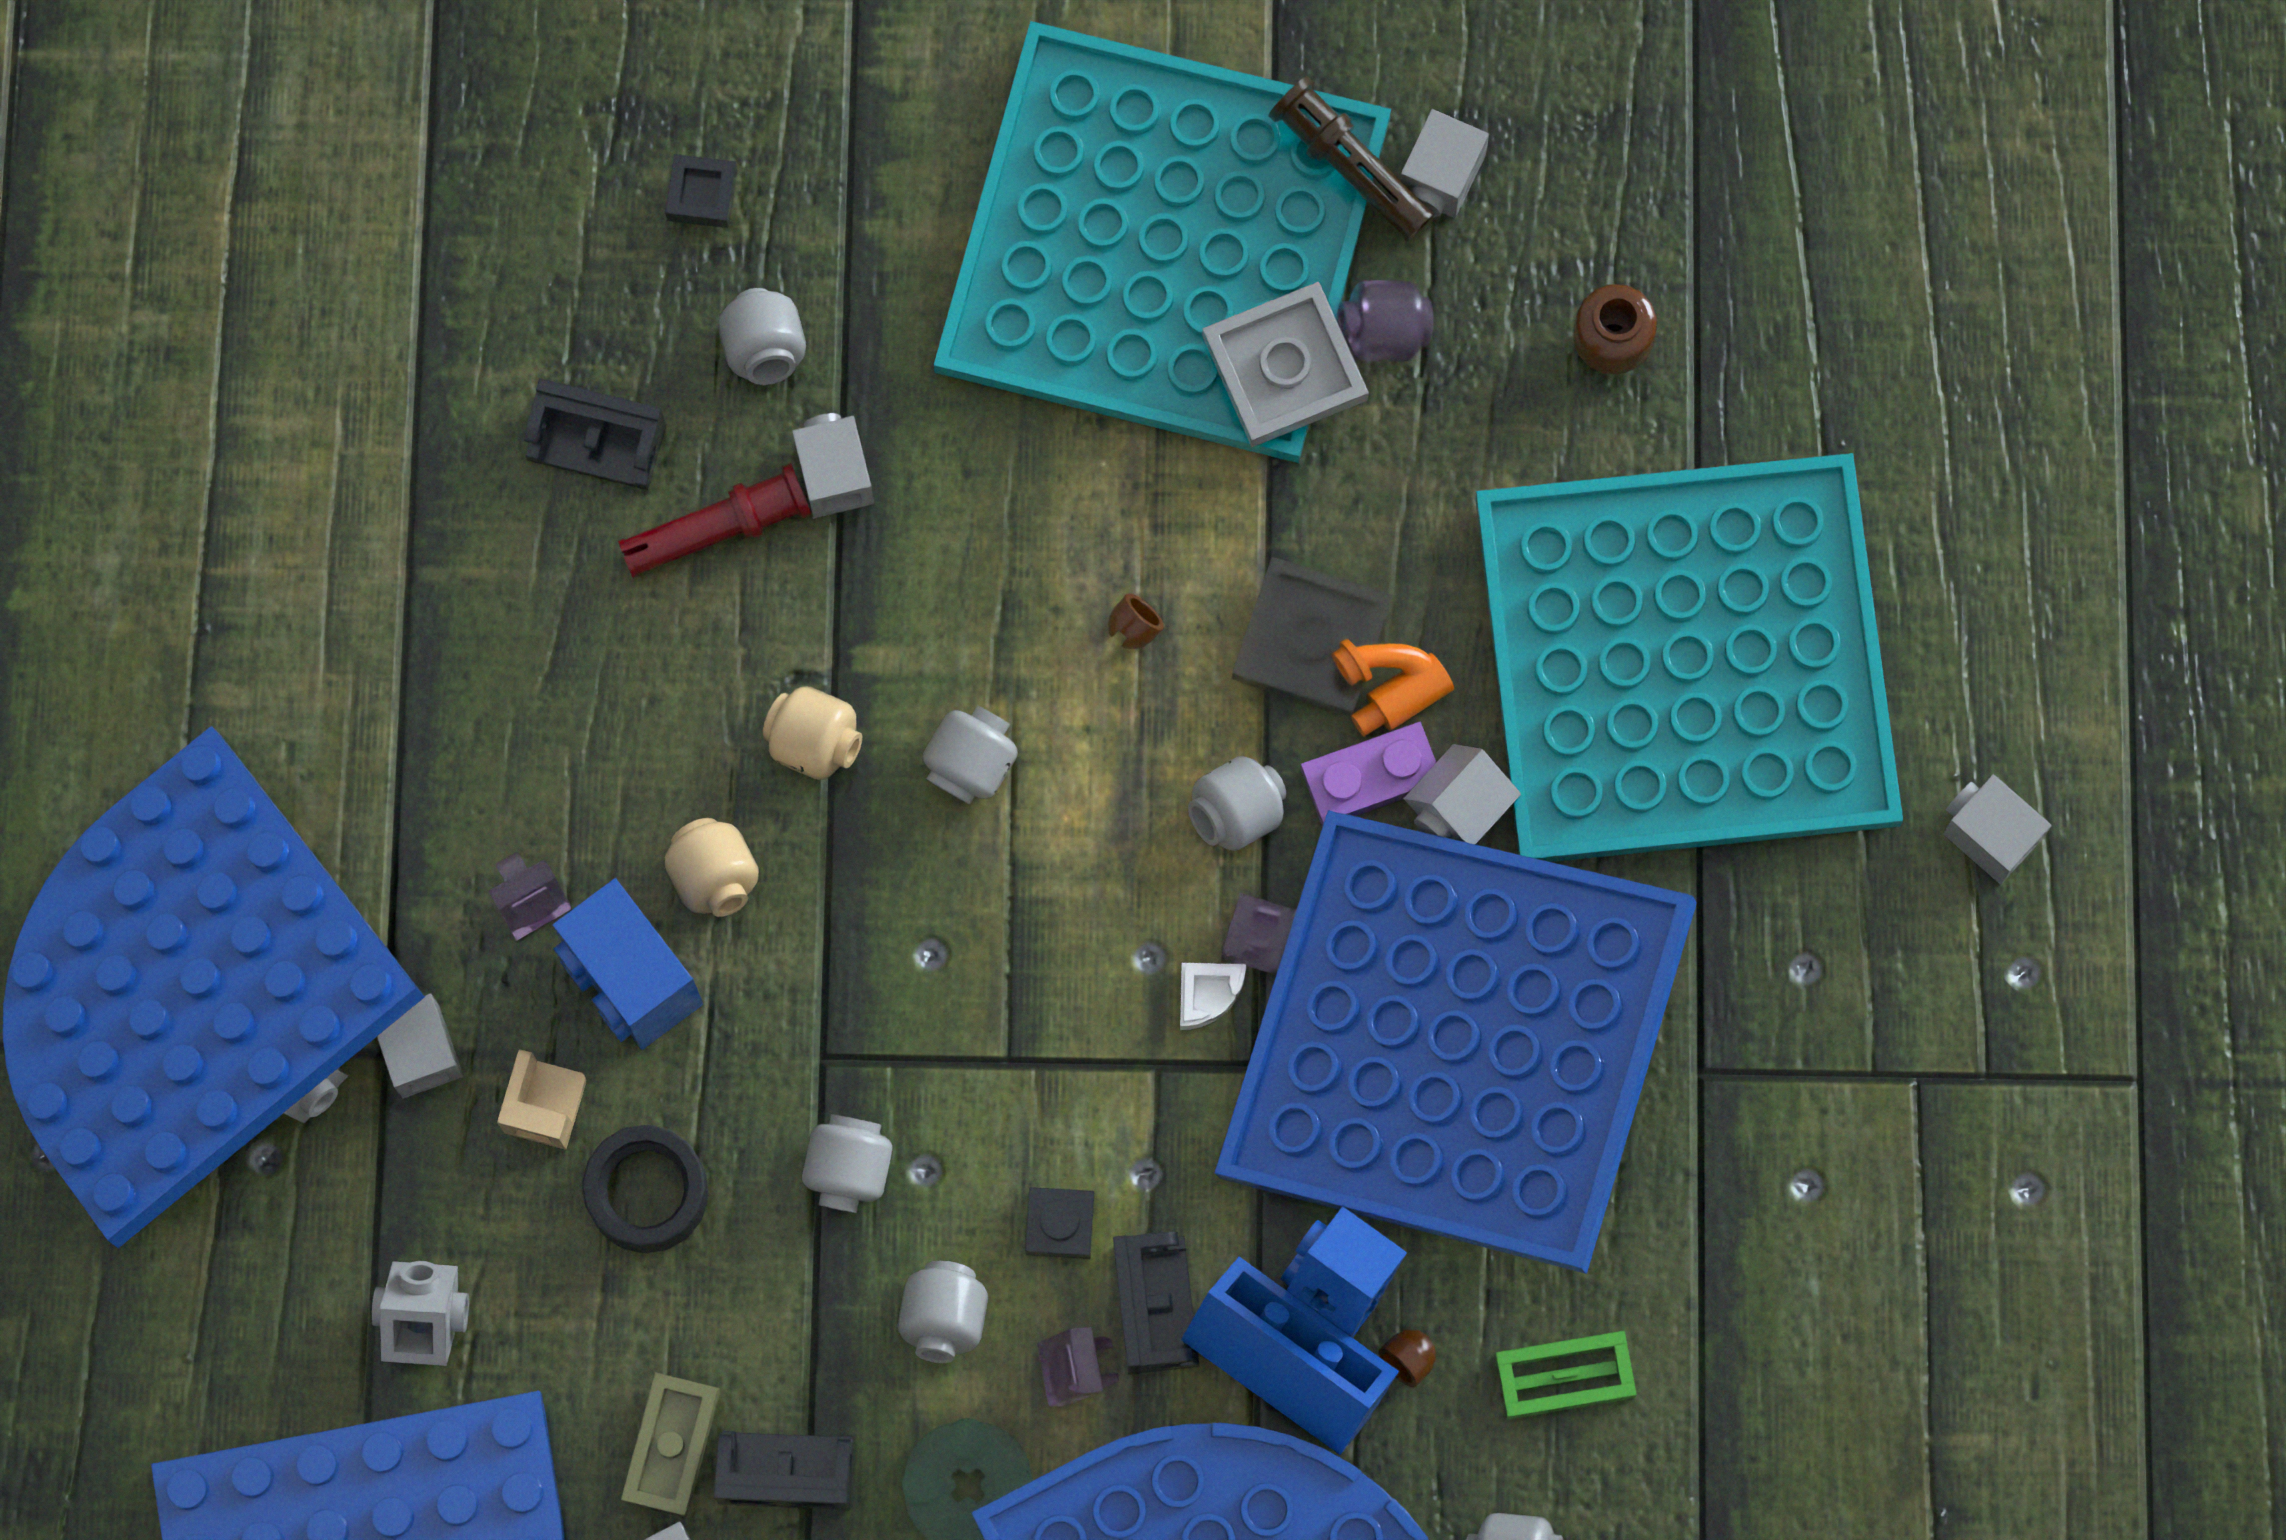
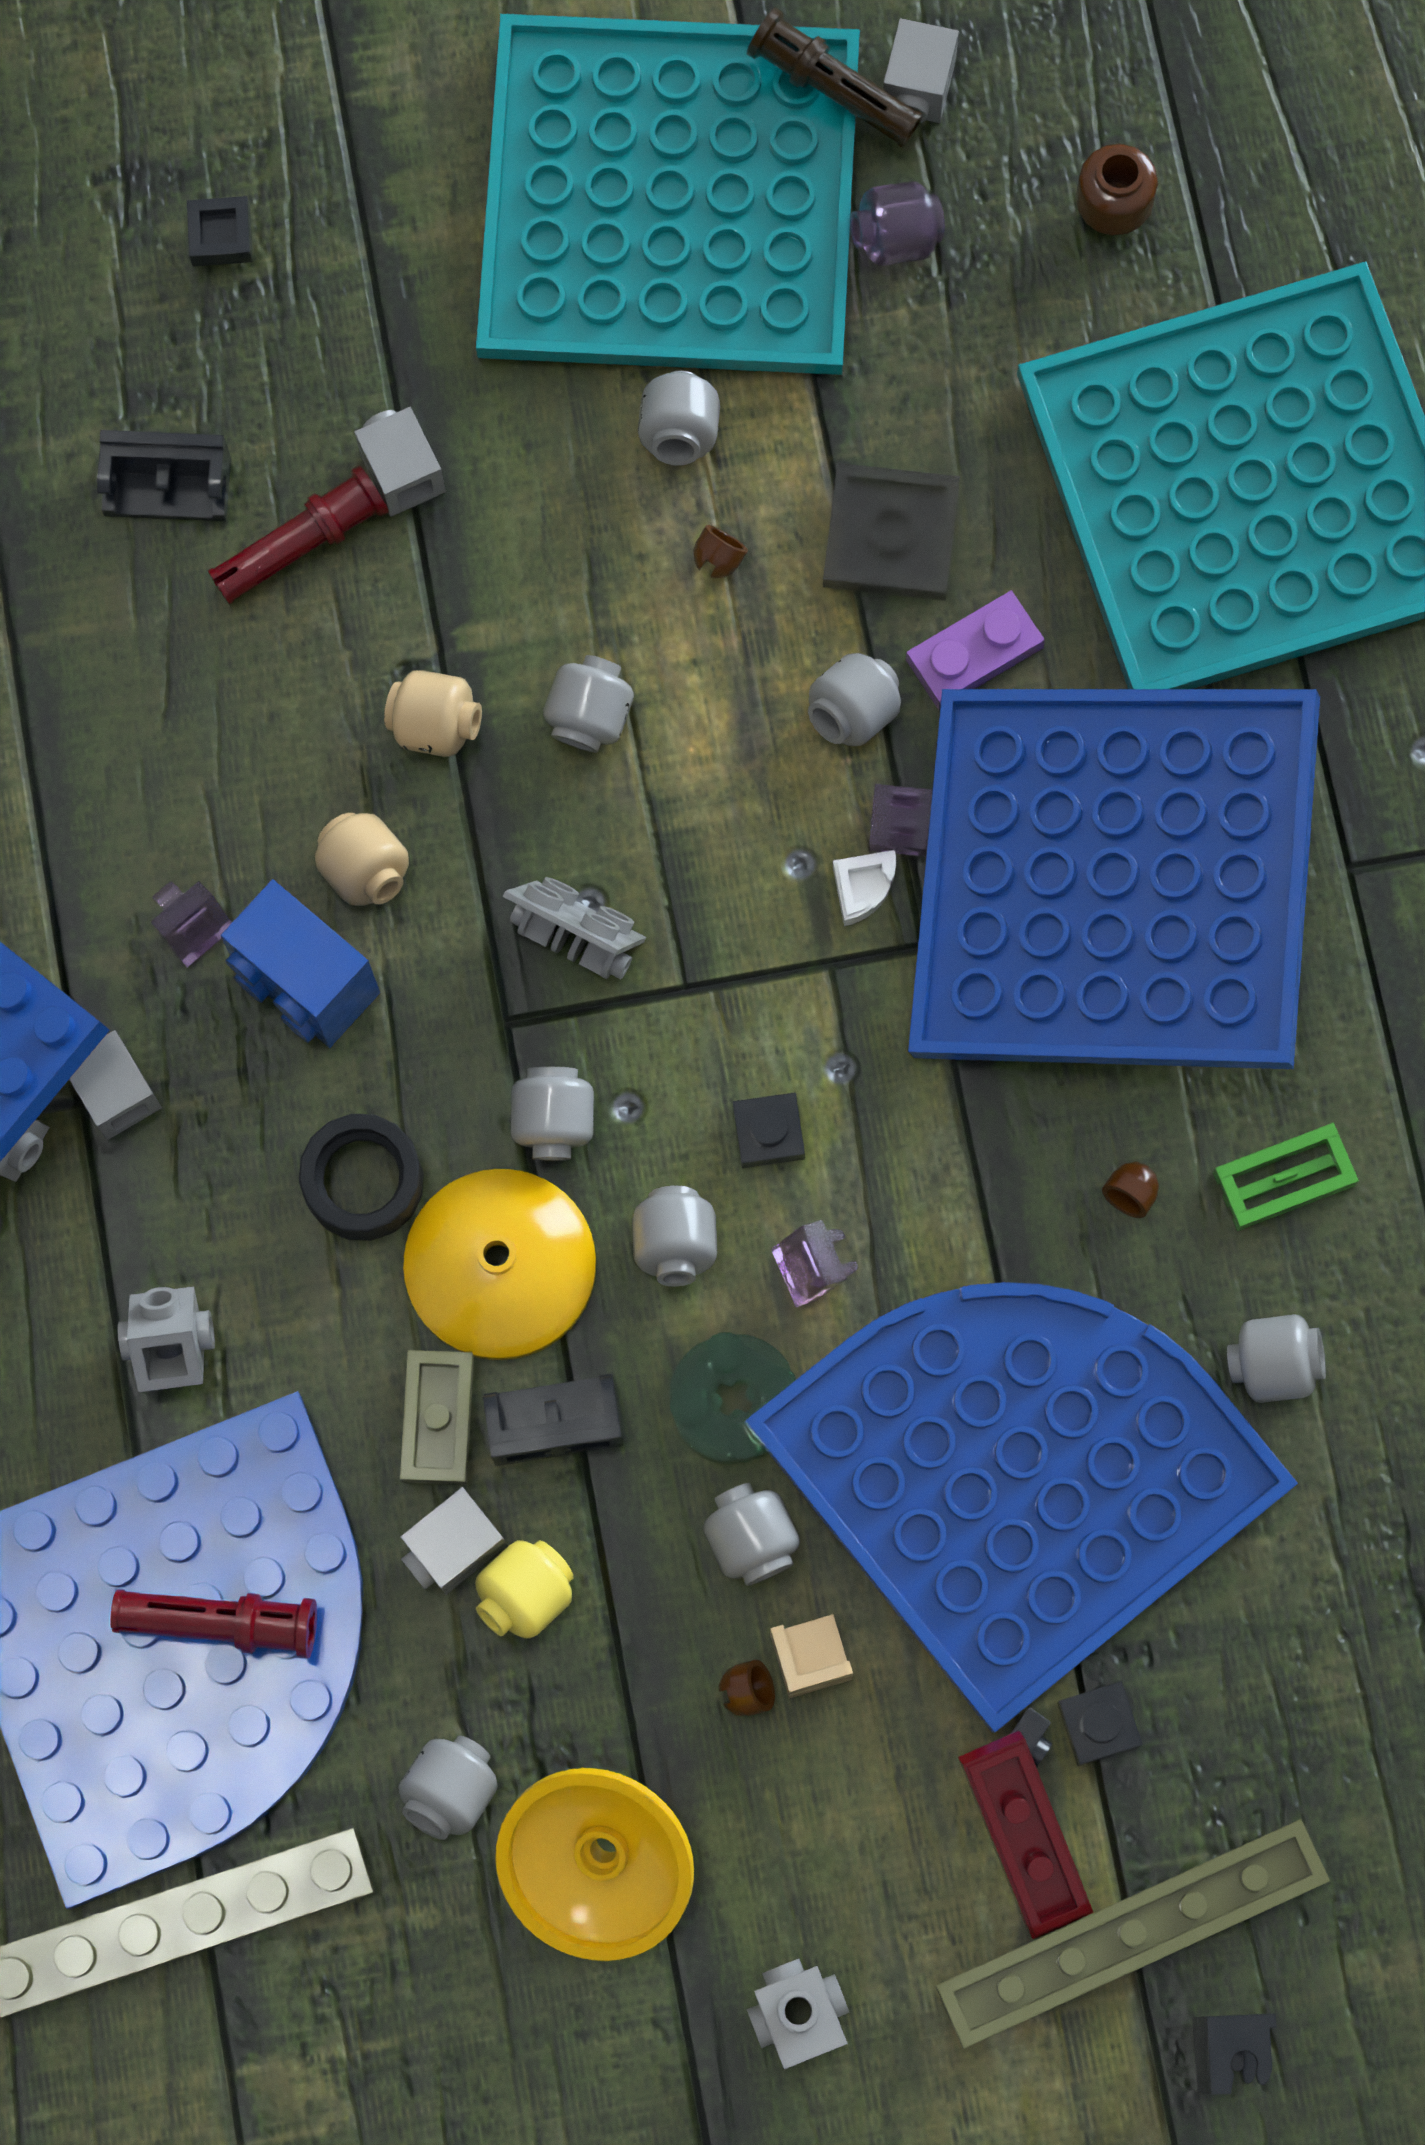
camera: 10 degrees left, 0 degrees up
(541, 1101) = (242, 1115): tan panel -> none
(762, 336) = (306, 353): light grey head -> none
(772, 1348) = (510, 1306): none -> yellow dish
(892, 955) = (554, 904): none -> light grey hinge
(1122, 477) = (679, 417): none -> light grey head
(1154, 1301) = (876, 1186): black hinge -> none
(1285, 364) = (812, 279): light grey plate -> none
(1289, 1355) = (1019, 1209): blue brick -> none
(1343, 1270) = (1052, 1123): blue brick -> none
(1403, 695) = (989, 570): orange plant -> none
(1461, 795) = (1068, 647): light grey brick -> none

